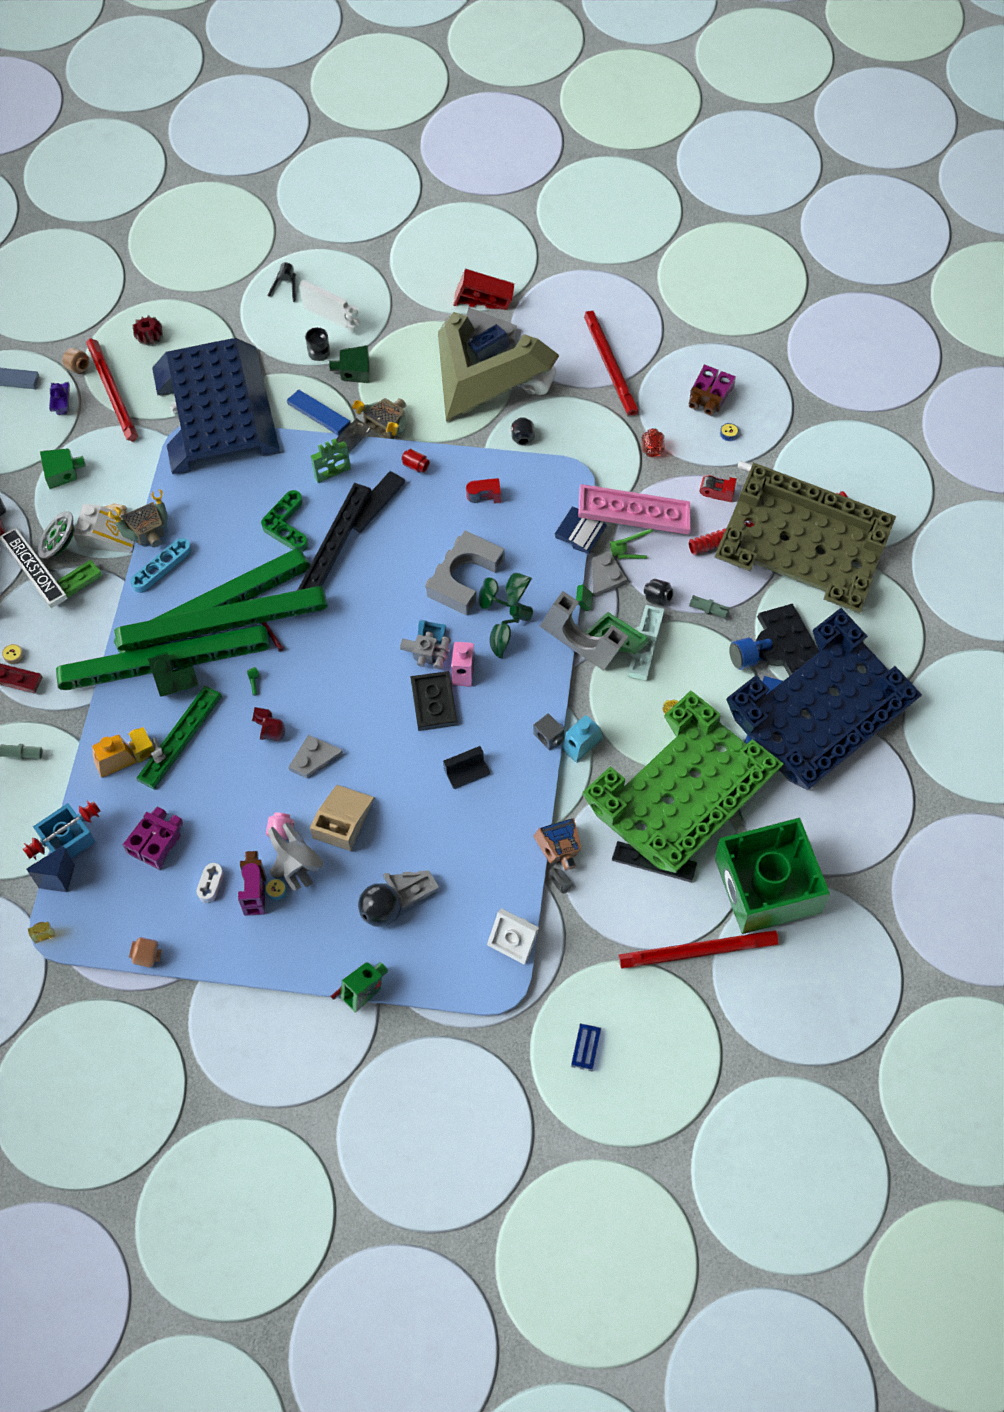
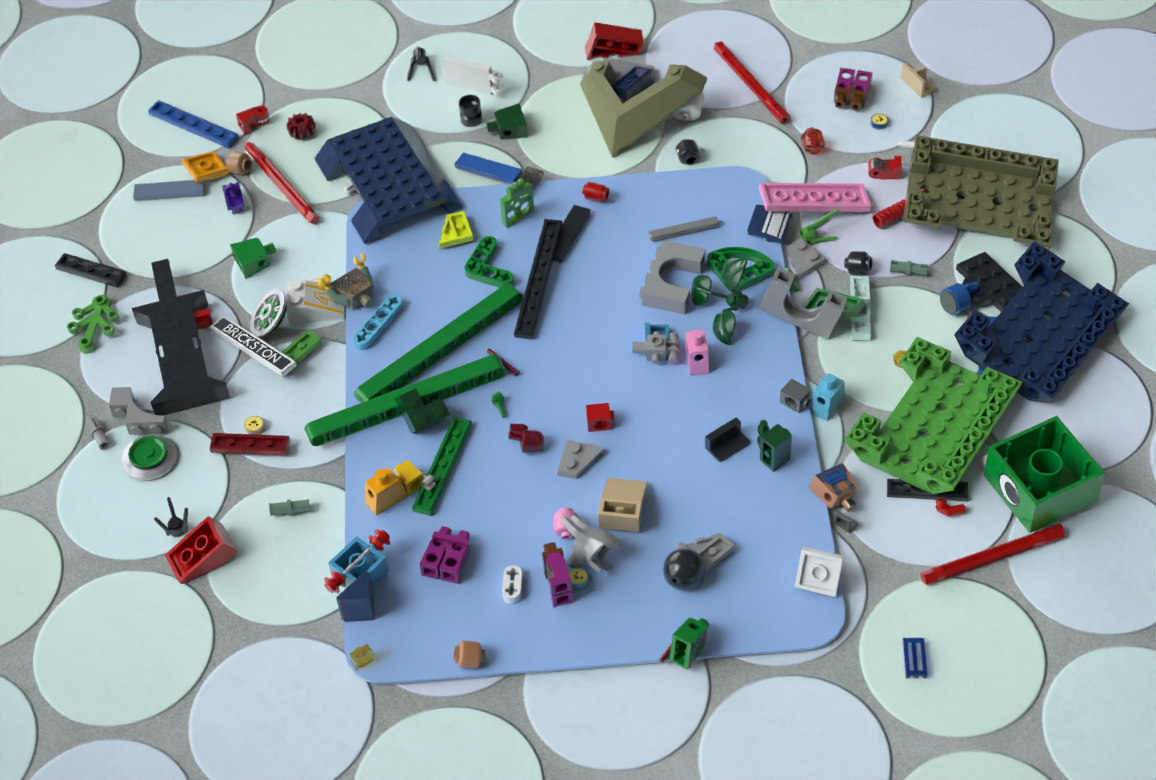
camera: 10 degrees left, 10 degrees down
(42, 358) = (205, 167): none -> light orange tile
(45, 307) = (193, 124): none -> blue tile
(103, 312) = (252, 118): none -> red leg
(220, 618) = (453, 353): green beam -> none
(264, 477) = (455, 230): none -> neon yellow wing
(346, 715) = (599, 417): none -> red brick
(383, 416) = (553, 161): torso -> none
(433, 700) = (677, 391): pearl dark grey tile -> none
(483, 490) = (669, 205): red leg -> none
(492, 518) = (683, 228): none -> light grey axle
(508, 785) = (774, 445): none -> dark green brick
(544, 558) = (761, 261): none -> green beam
(669, 890) = (944, 508): none -> red arm
(782, 392) = (917, 80): none -> tan panel

